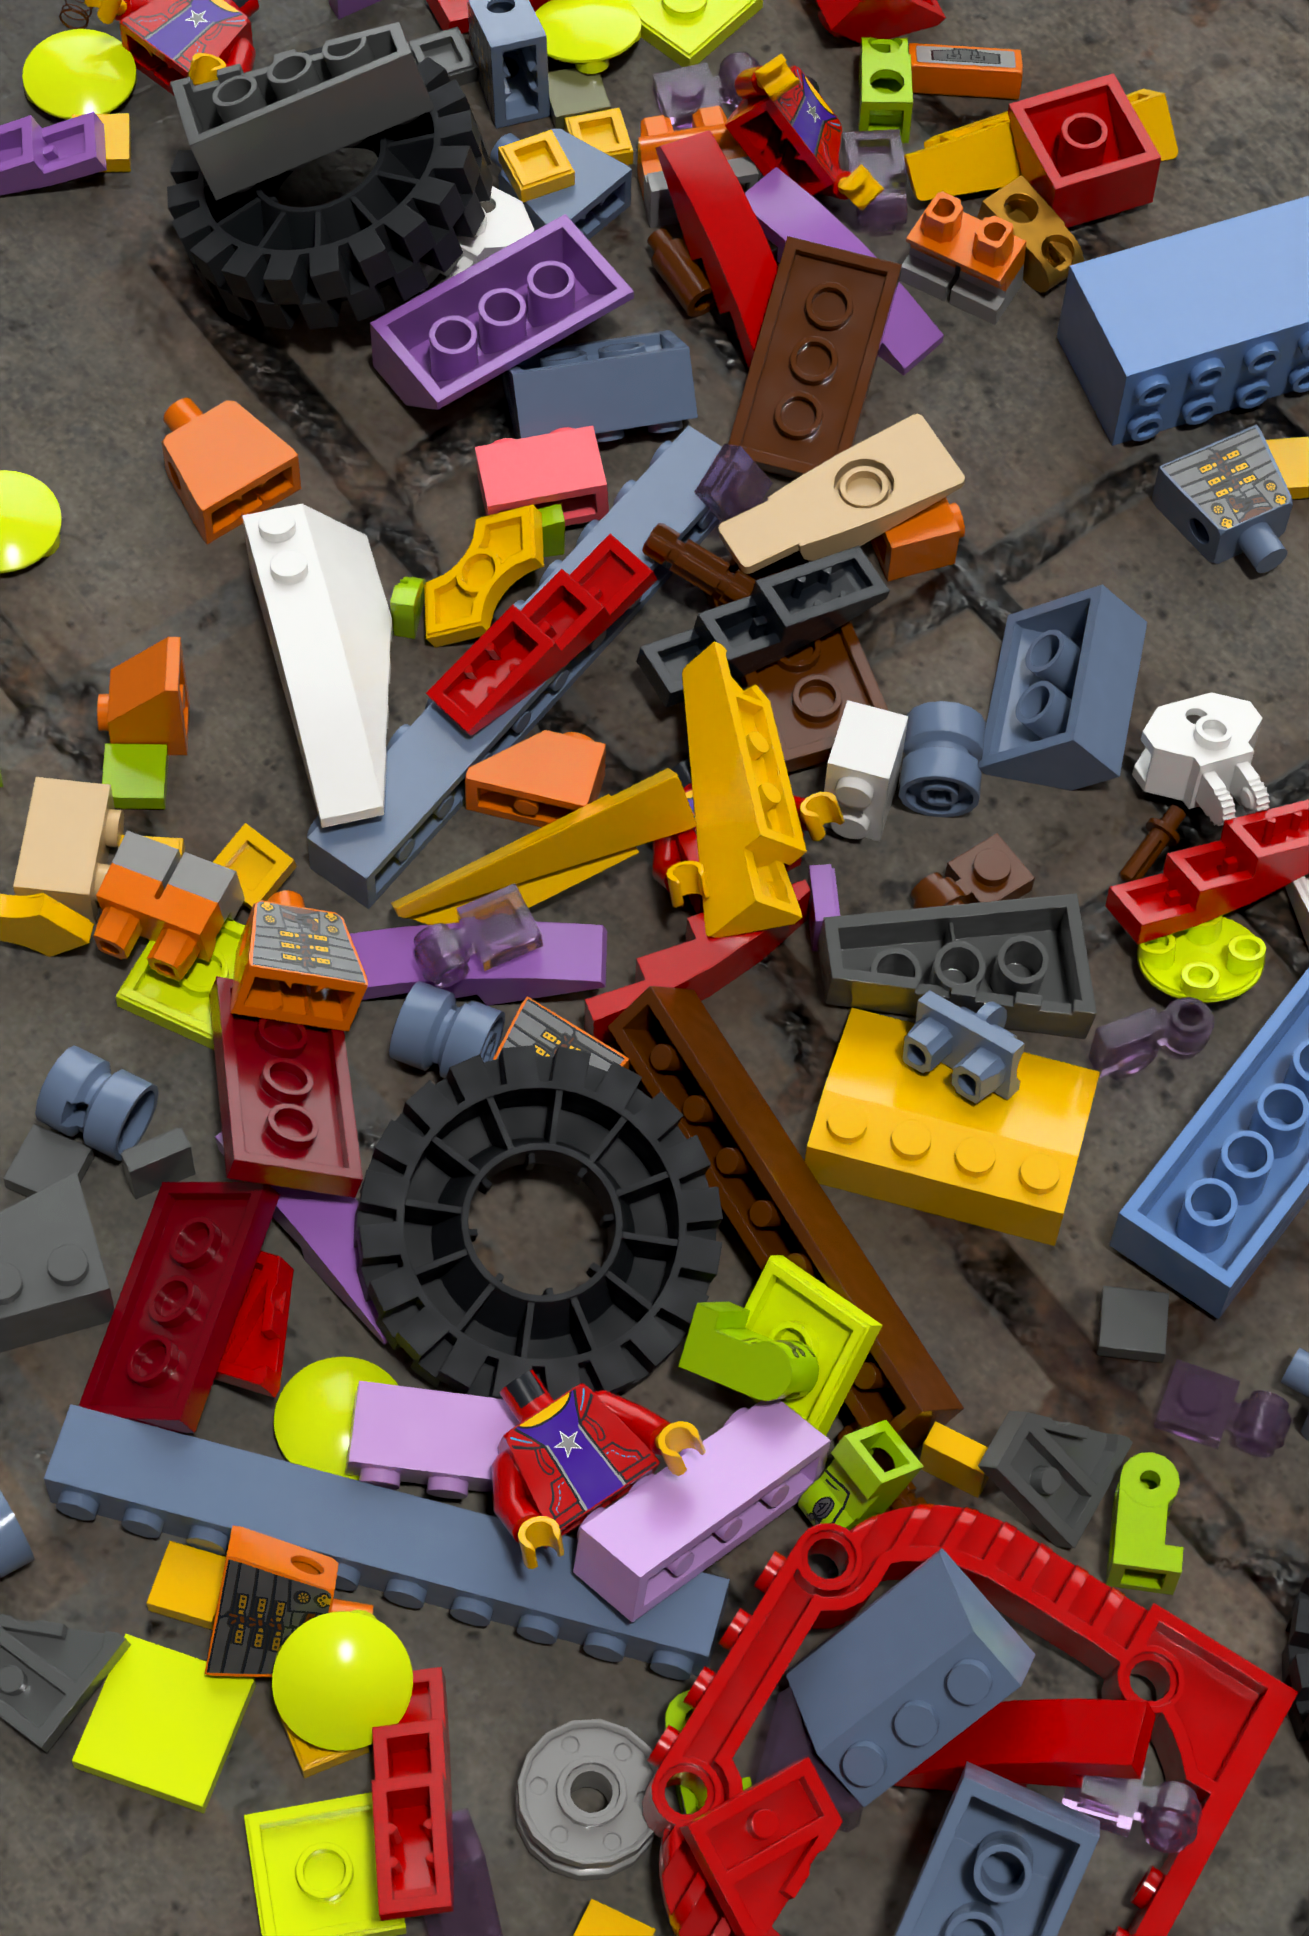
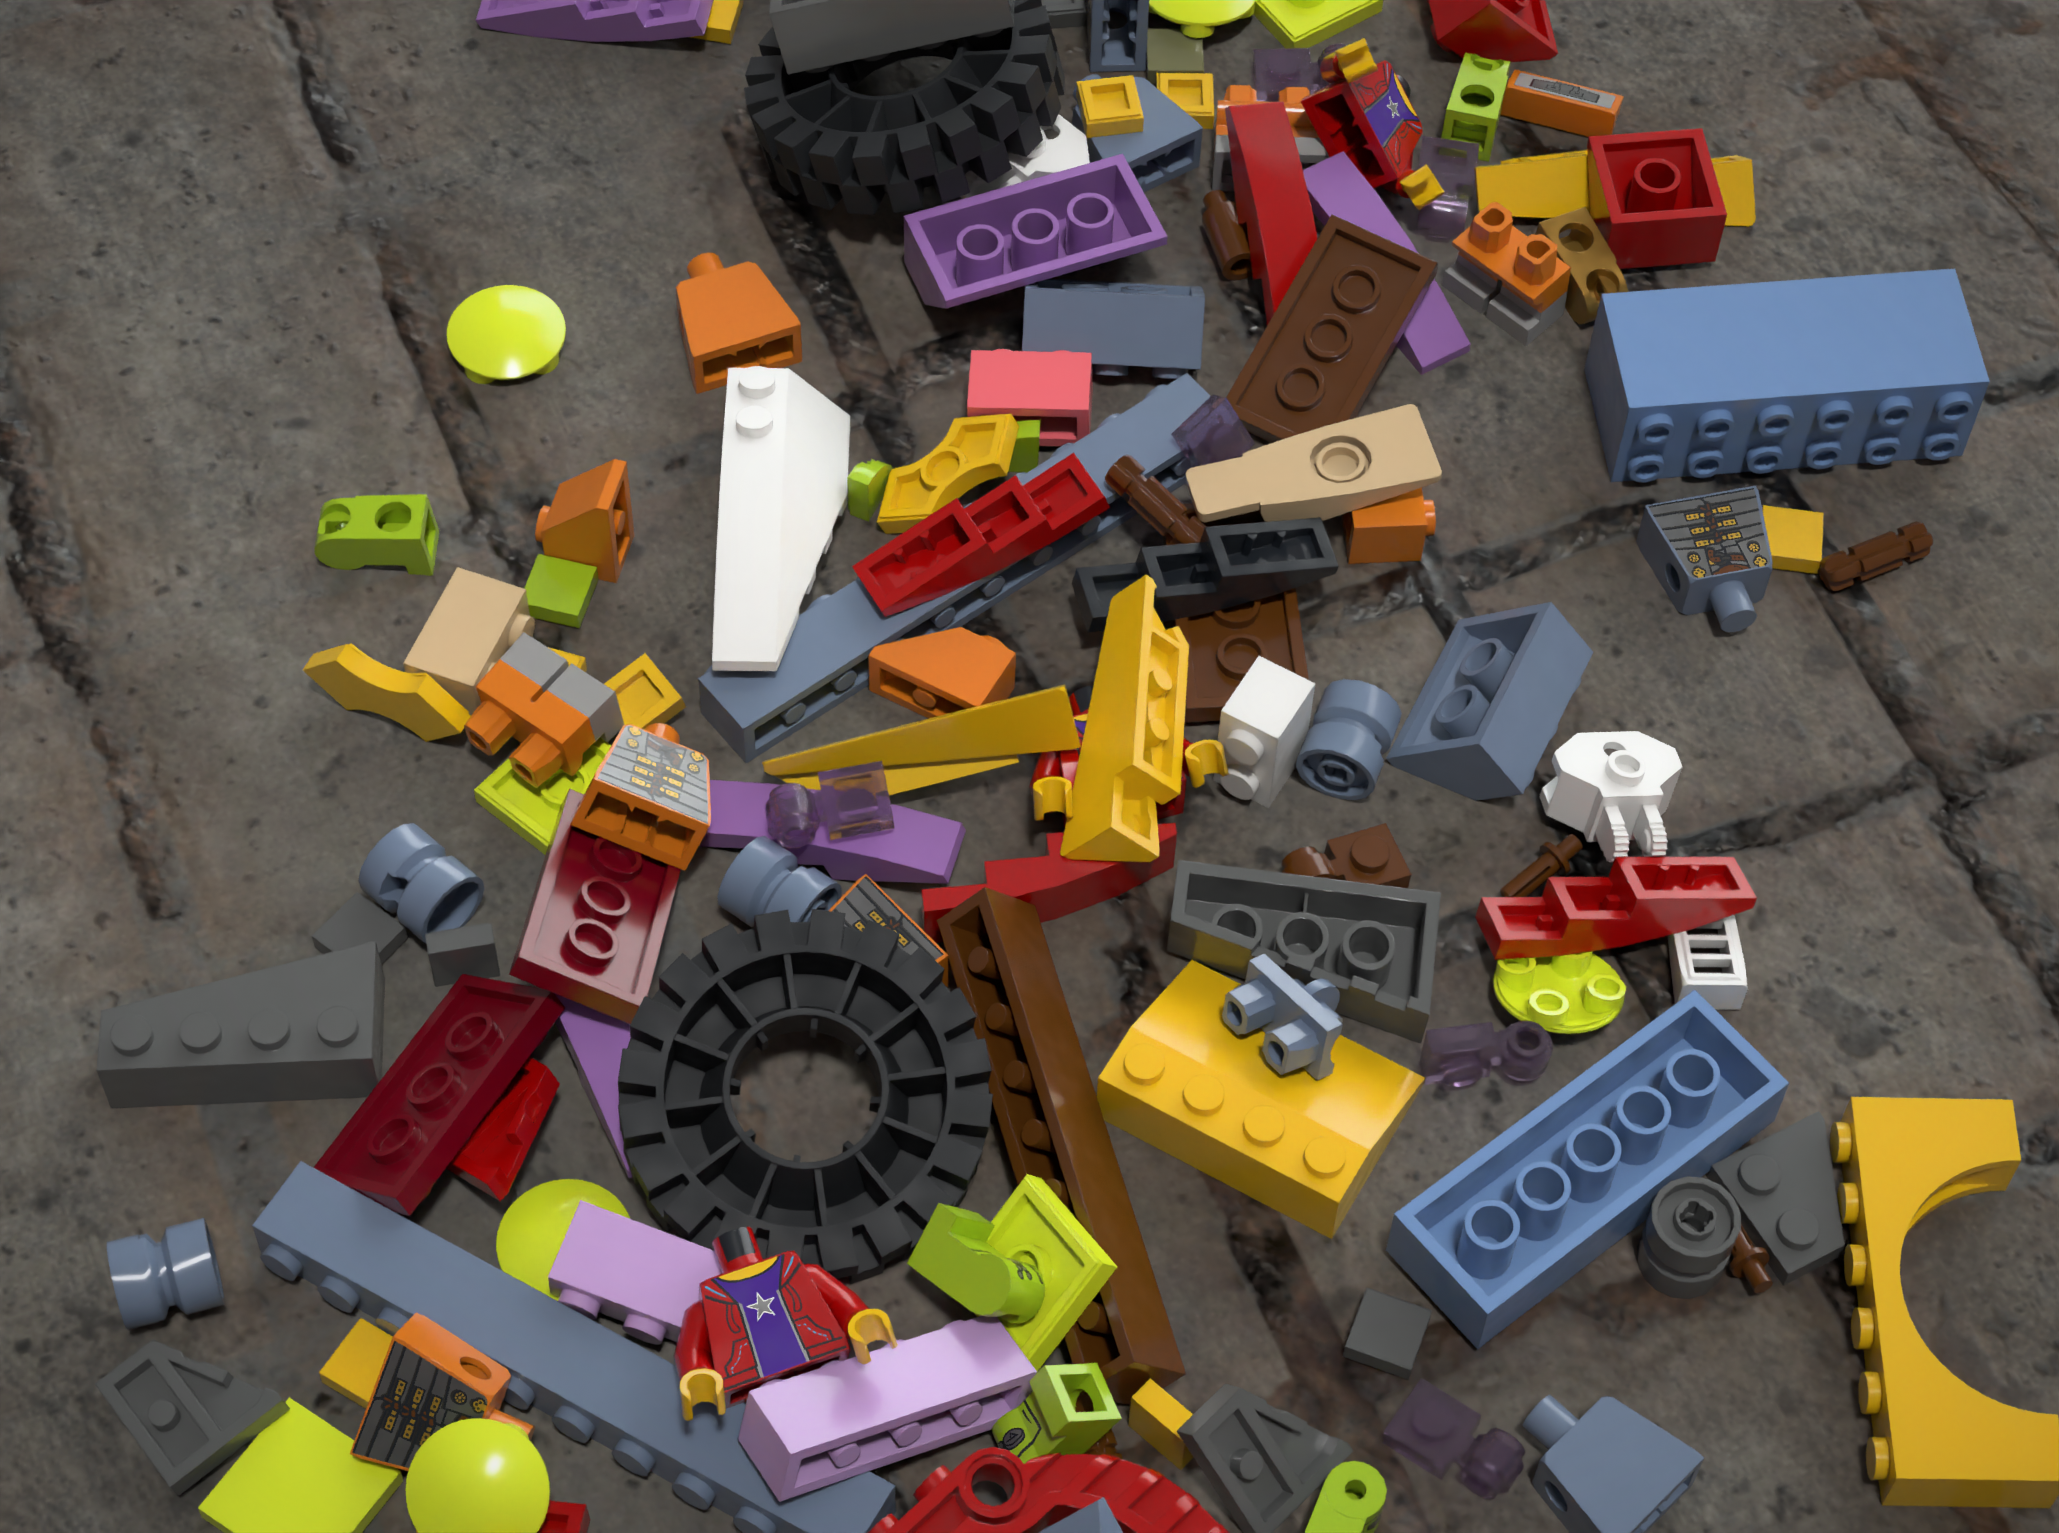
camera: 15 degrees right, 5 degrees down
(822, 900) = (1190, 840): medium lavender tile -> none

